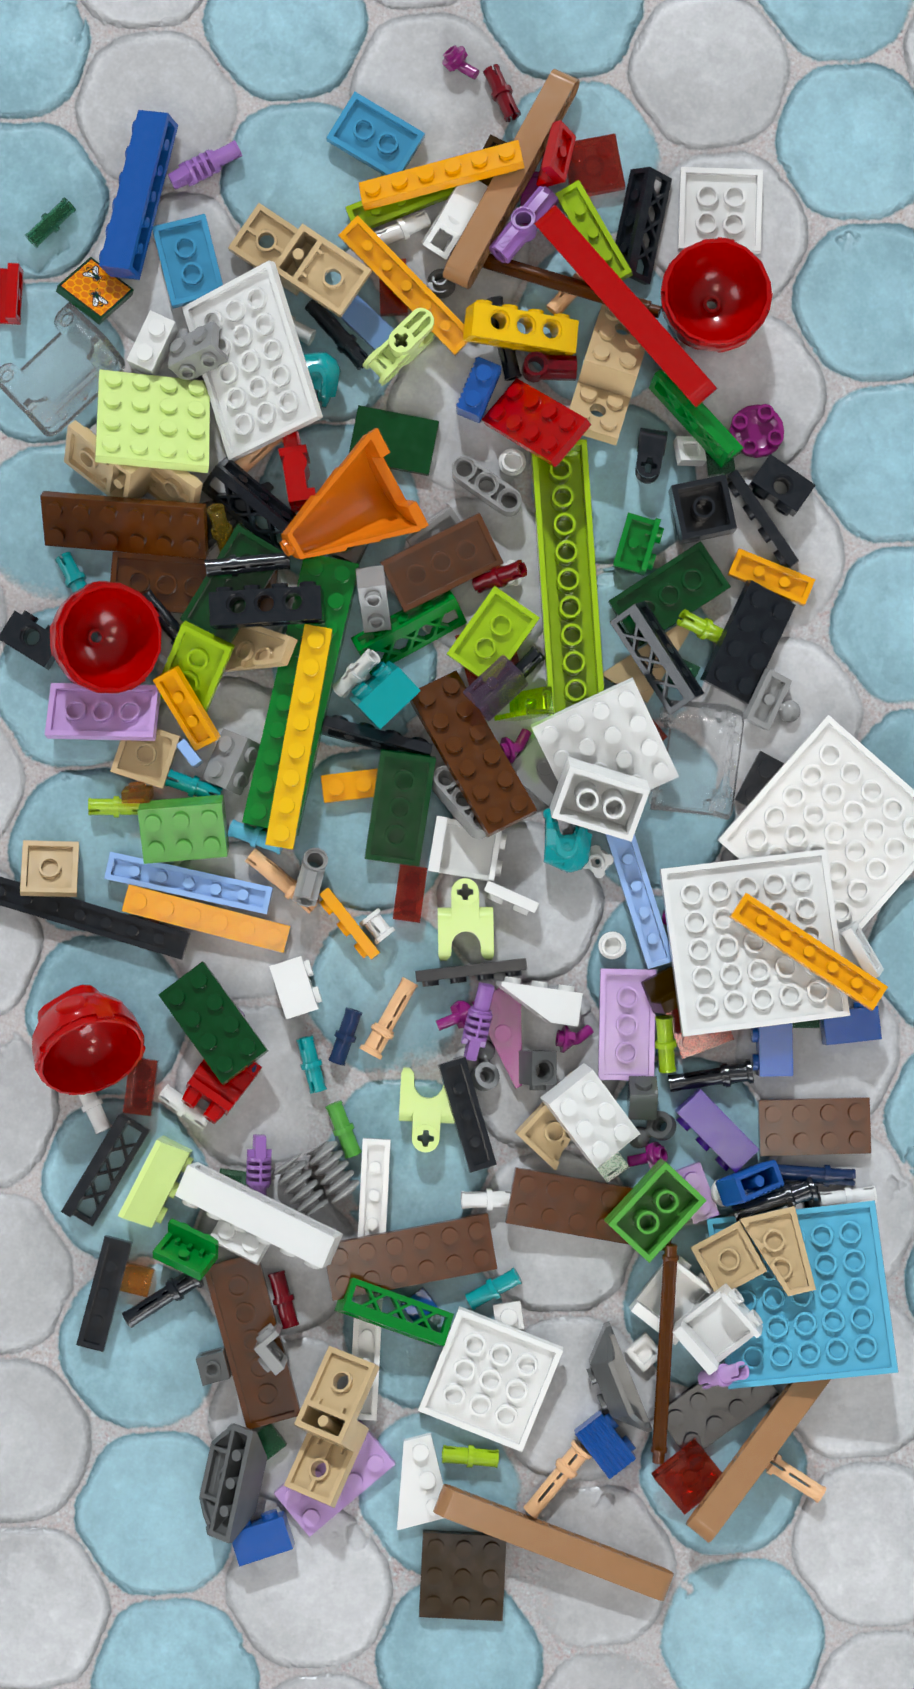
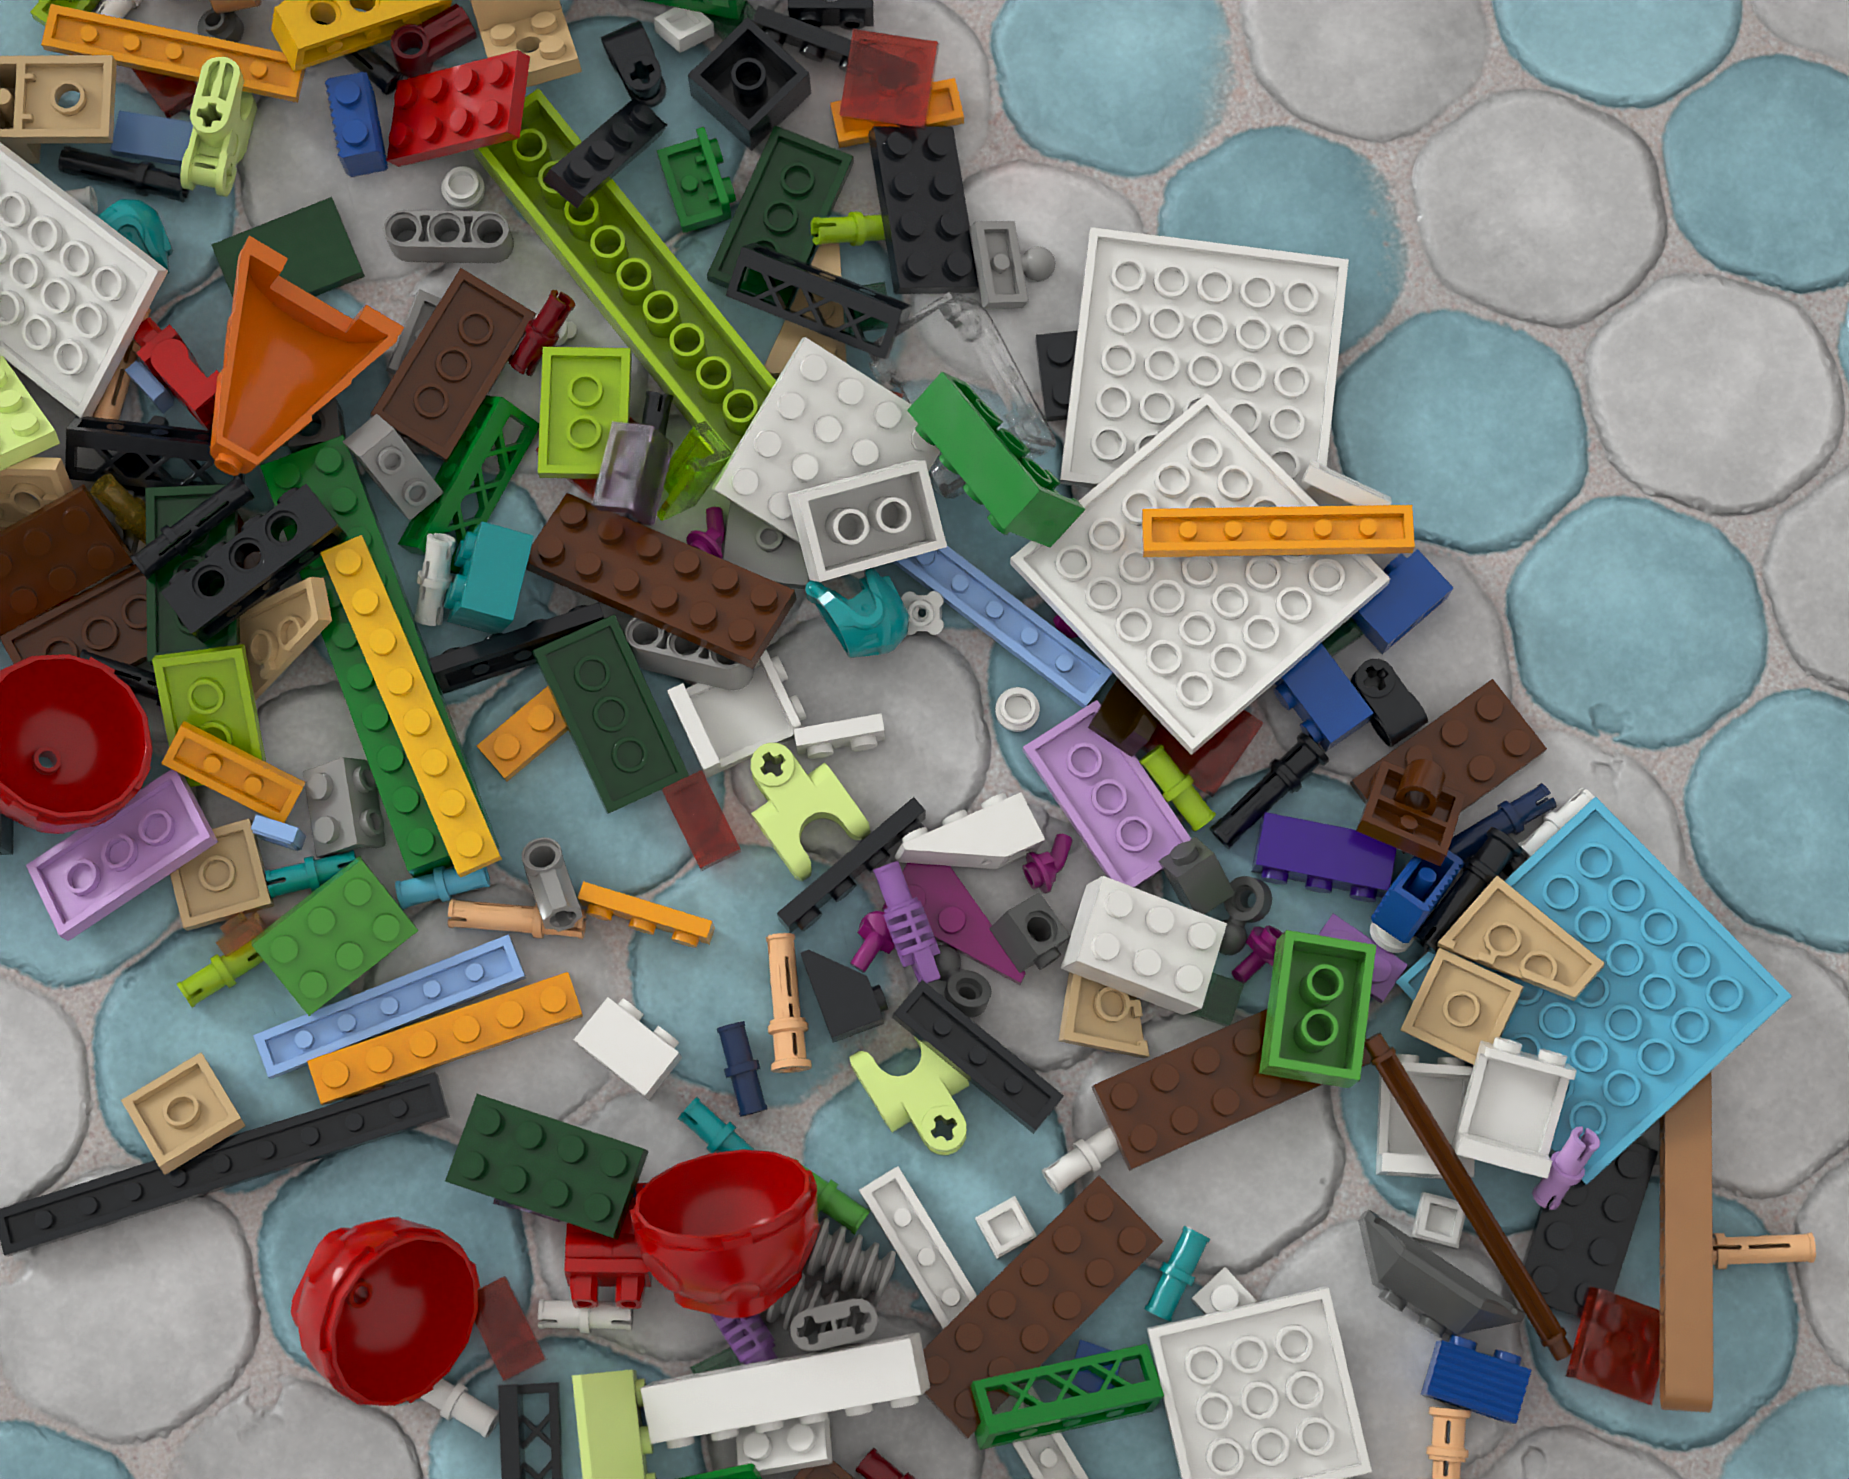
camera: 30 degrees left, 10 degrees down
(276, 464) = (150, 386): none -> light blue tile
(282, 1118) = (728, 1230): none -> red rock
(306, 1195) = (831, 1313): none -> light grey beam
(377, 926) = (672, 896): white bush -> none
(421, 1035) = (844, 996): none -> black slope
(424, 1206) = (1005, 1227): none -> white tile
(598, 500) = (605, 152): none -> black plate
(684, 814) = (992, 463): none -> green wedge
(776, 1141) = (1412, 809): none -> reddish brown plate
(777, 560) = (889, 79): none -> clear red plate
(806, 1077) = (1394, 707): none -> black piece

